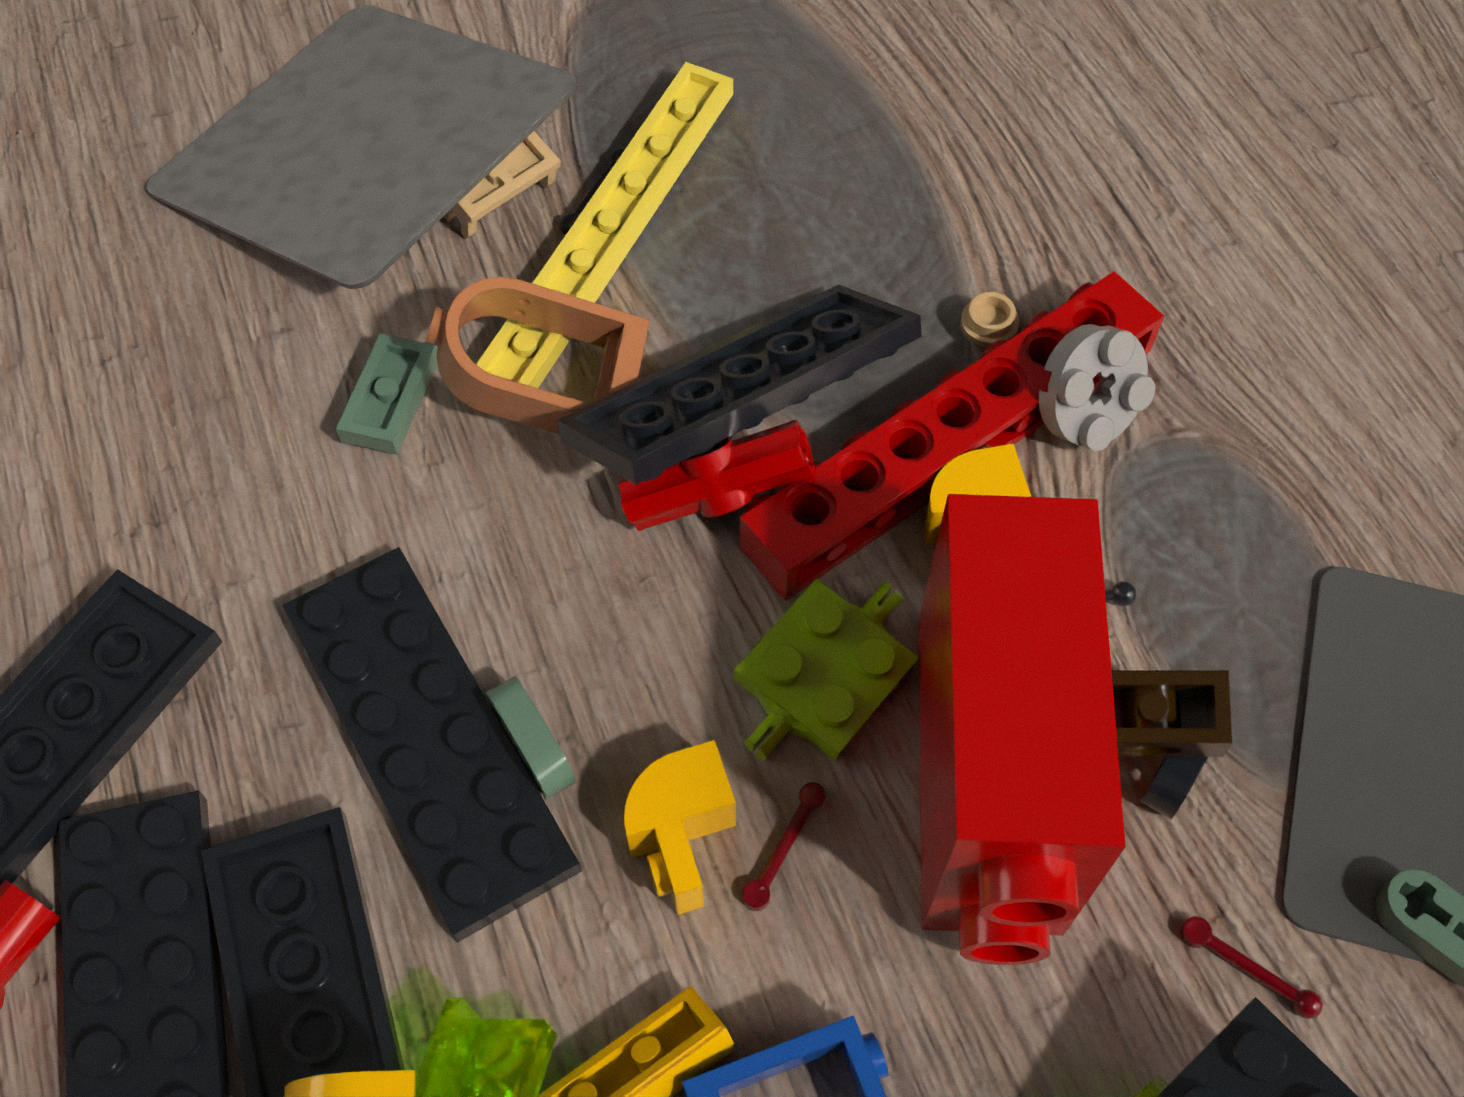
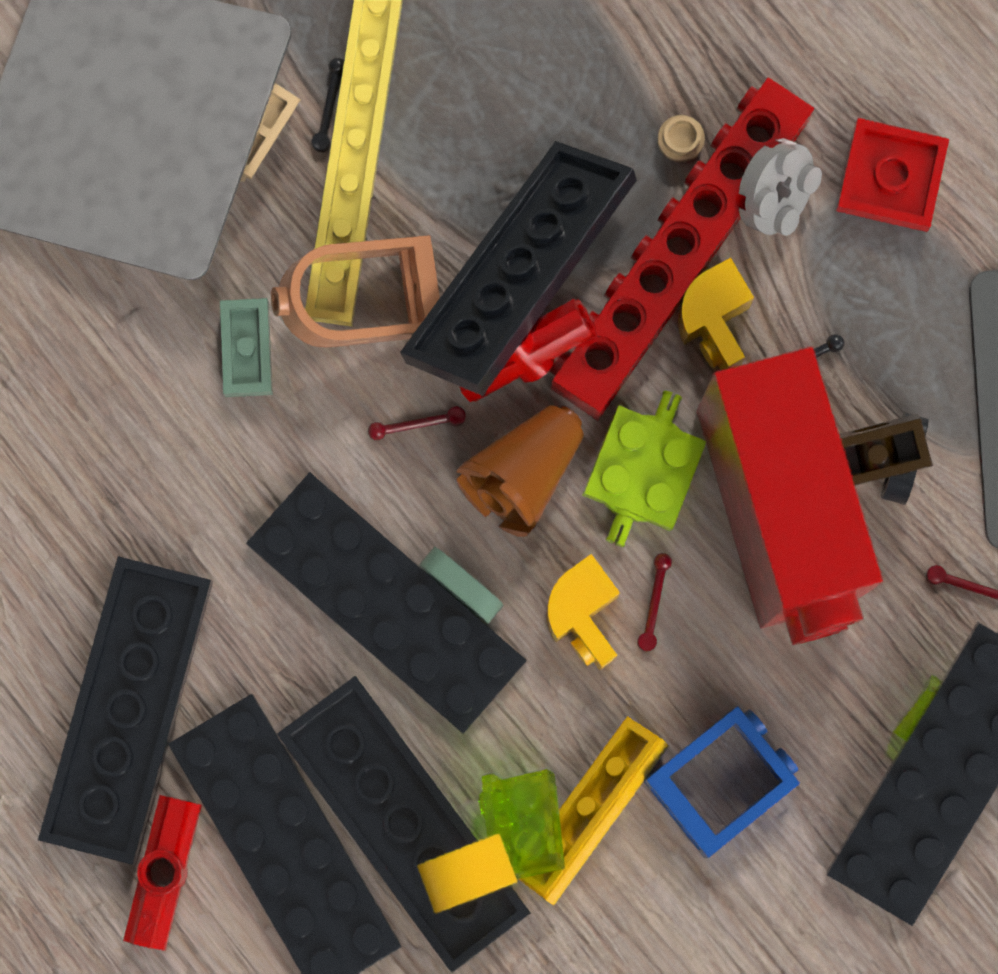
camera: 20 degrees left, 20 degrees up
(607, 541) = (455, 417): none -> dark red hinge
(662, 613) = (522, 469): none -> dark orange cone
(1244, 424) = (892, 174): none -> red plate

